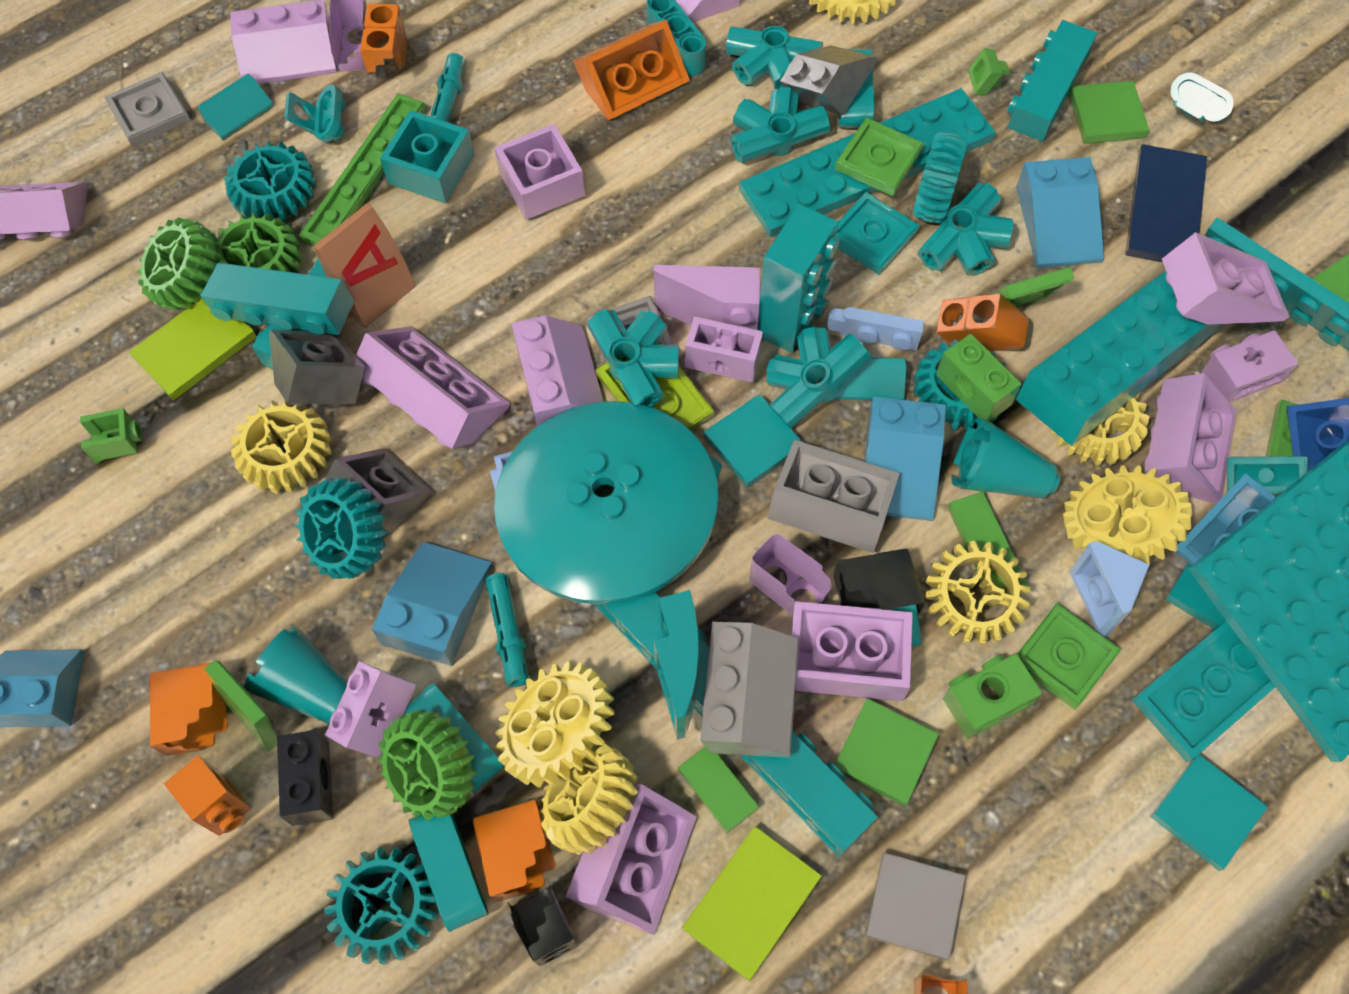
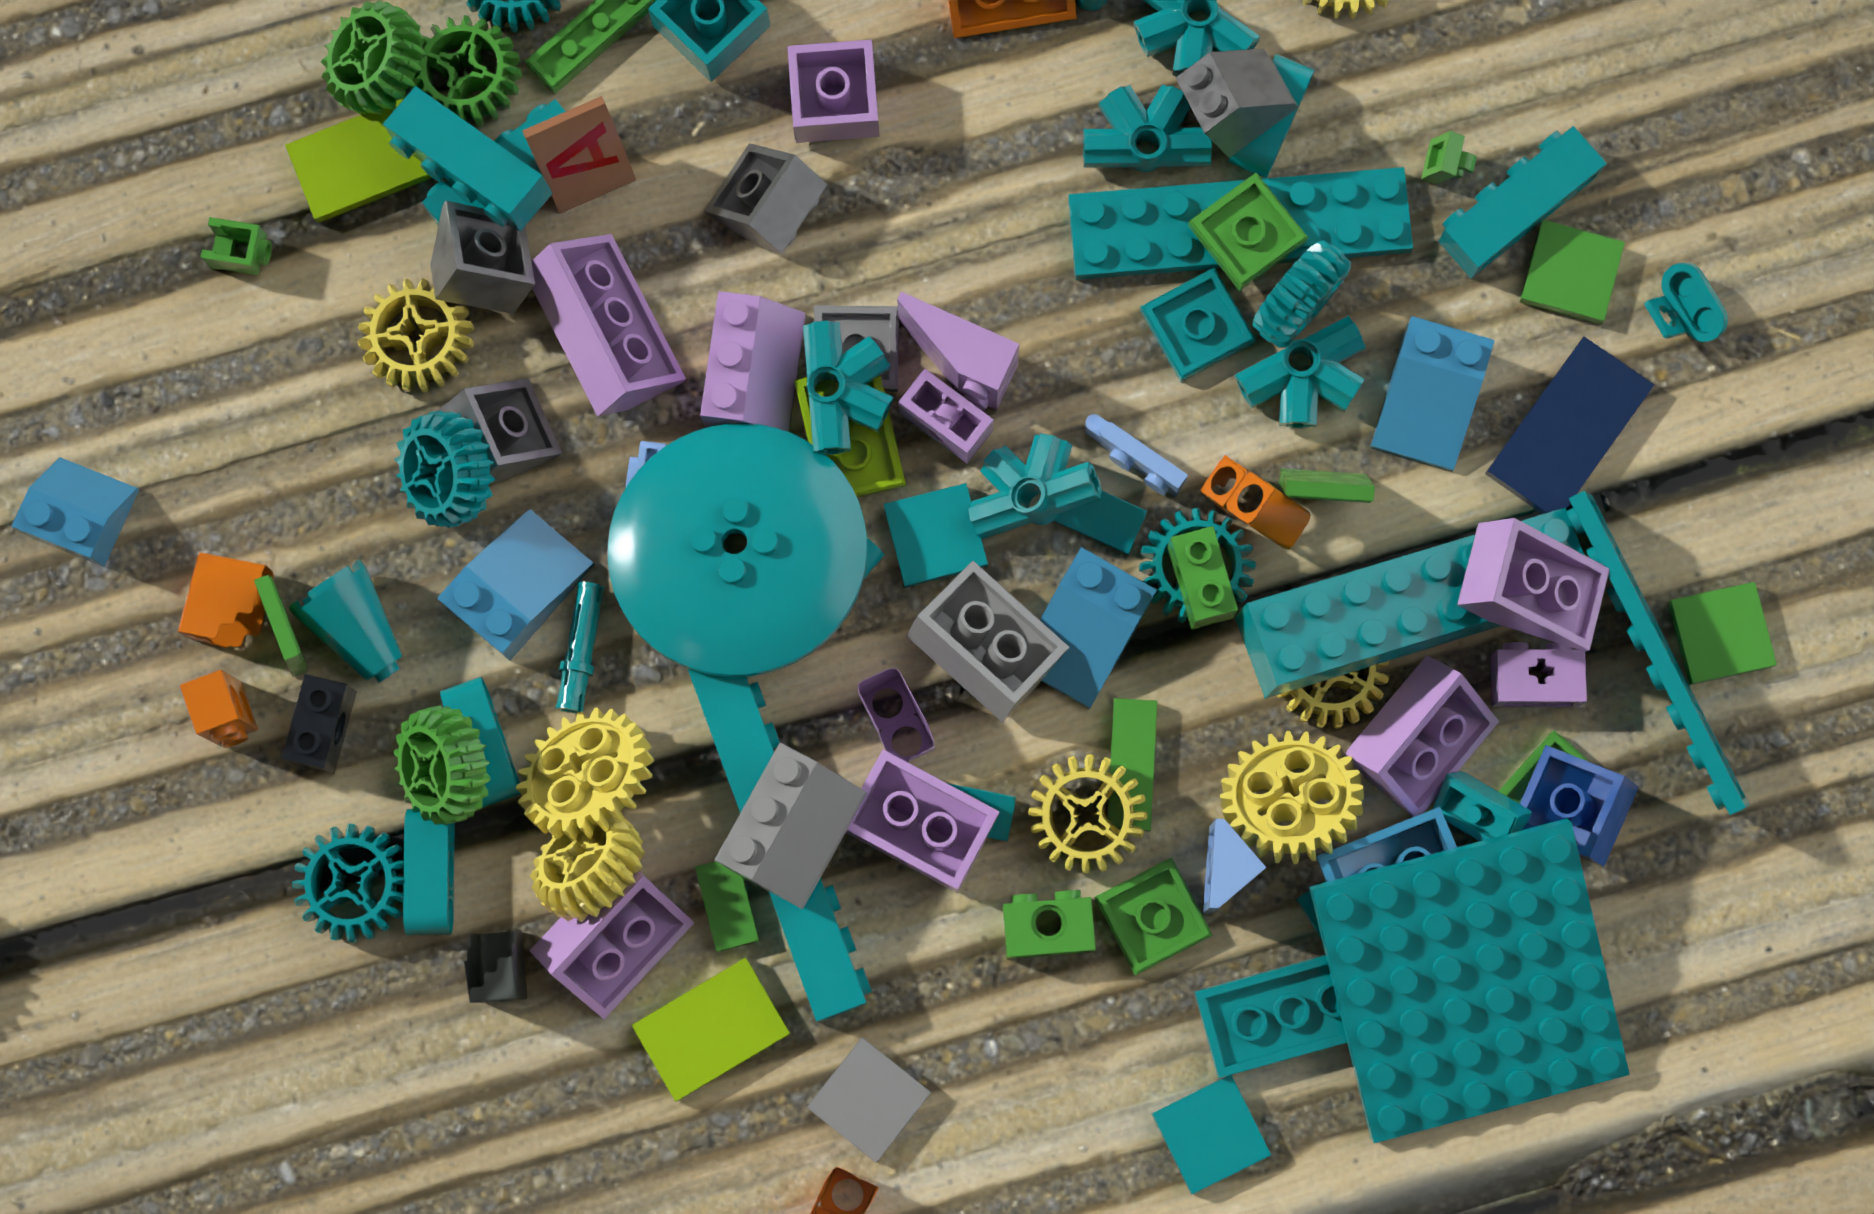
camera: 25 degrees right, 15 degrees up
(368, 708) = (407, 681): lavender brick -> none
(513, 850) = (497, 883): orange piece -> none
(520, 257) = (766, 197): none -> flat silver slope
(678, 658) = (730, 768): teal slope -> none
(797, 277) = (1052, 377): teal brick -> none
(878, 581) = (989, 761): pearl dark grey piece -> none
(886, 752) = (914, 937): bright green tile -> none
(1002, 464) = (1189, 682): teal cone -> none

